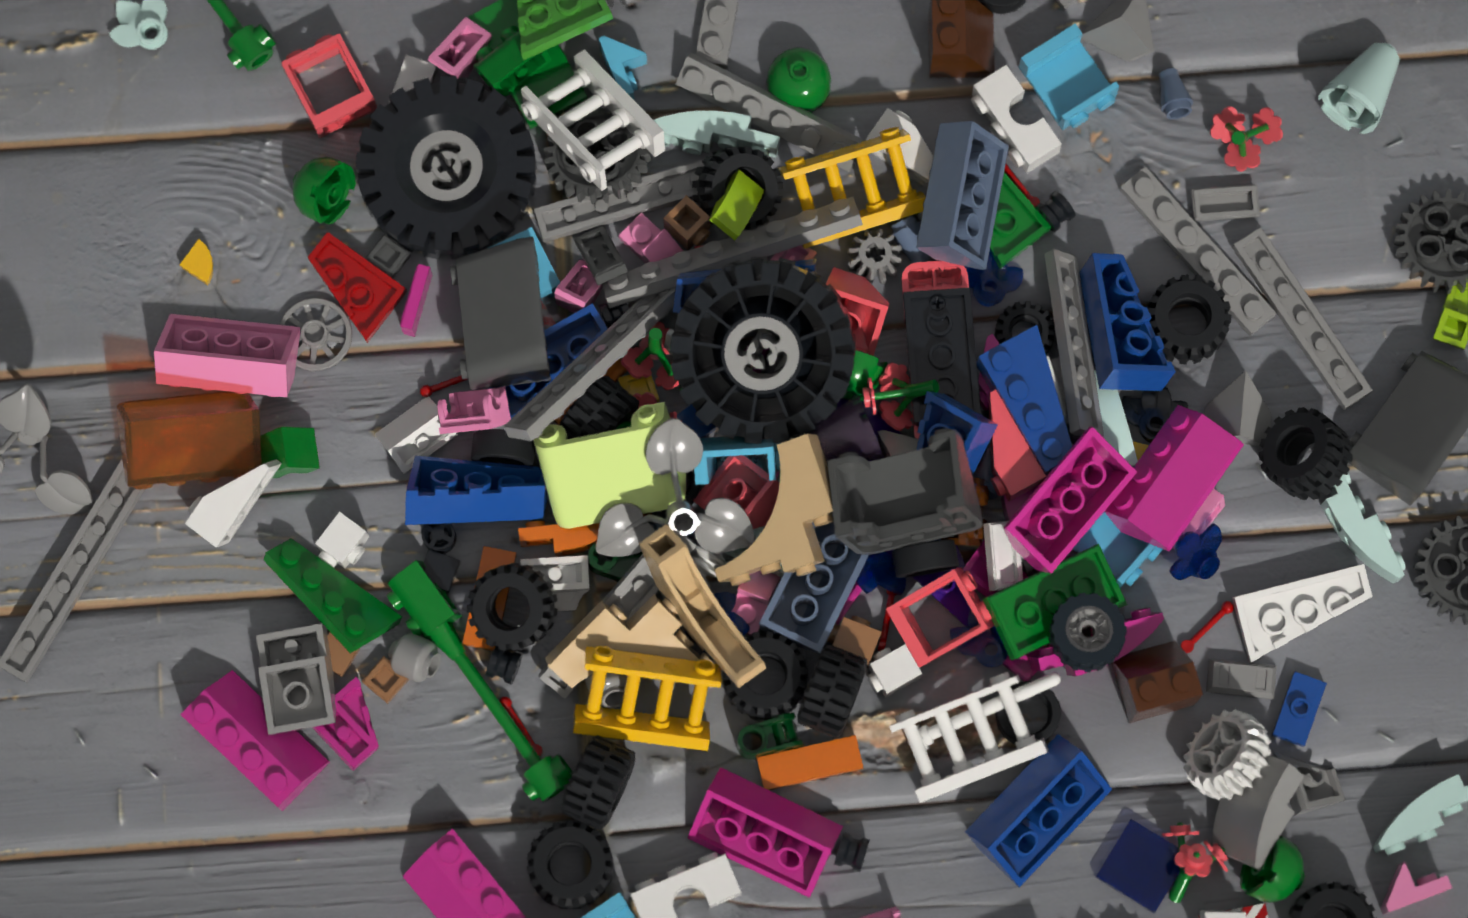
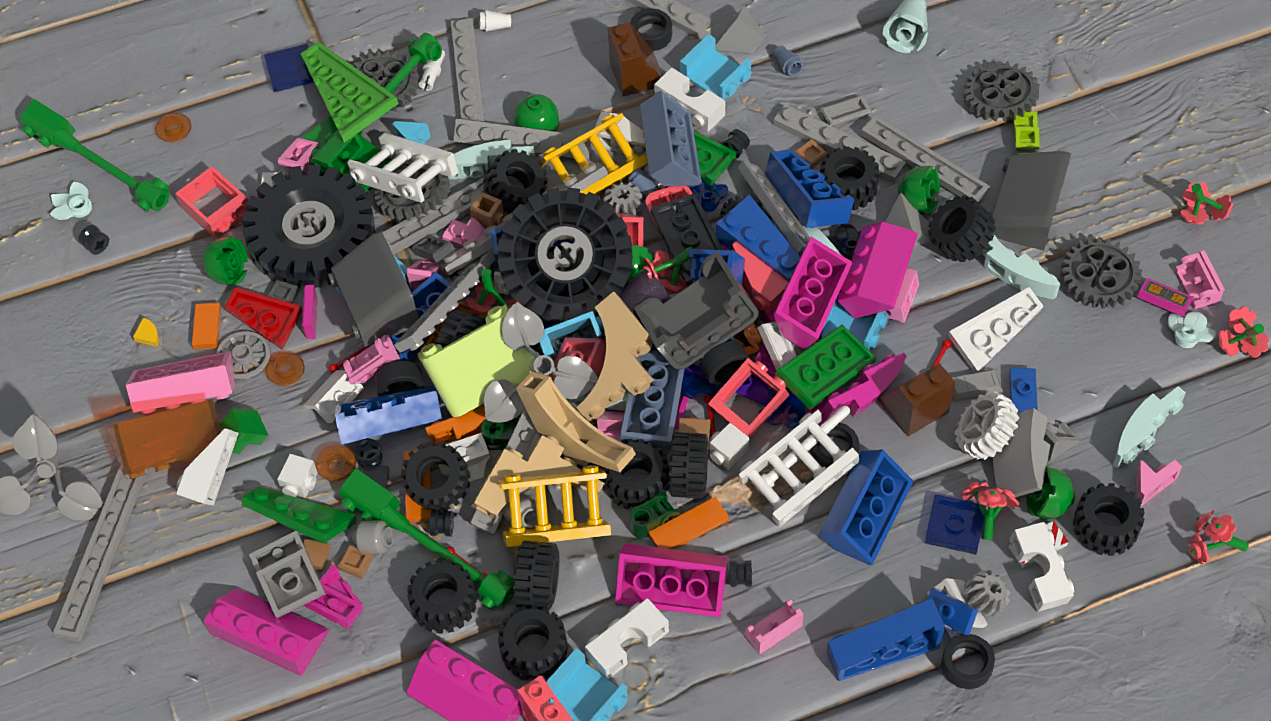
camera: 15 degrees left, 20 degrees down
(159, 95) = (93, 239): none -> black wheel
(278, 275) = (206, 326): none -> orange tile
(371, 387) = (288, 377): none -> clear orange piece
(382, 547) = (332, 454): none -> clear orange piece
(457, 746) = (438, 577): none -> black tyre
(736, 205) = (517, 183): lime slope -> none
(1078, 615) = (855, 360): black wheel -> none
(1152, 256) = (811, 153): none -> medium nougat tile
(1197, 554) = (913, 312): clear blue plate -> none
(1242, 152) = (853, 62): coral plant -> none
(1275, 367) = (920, 188): none -> green cylinder

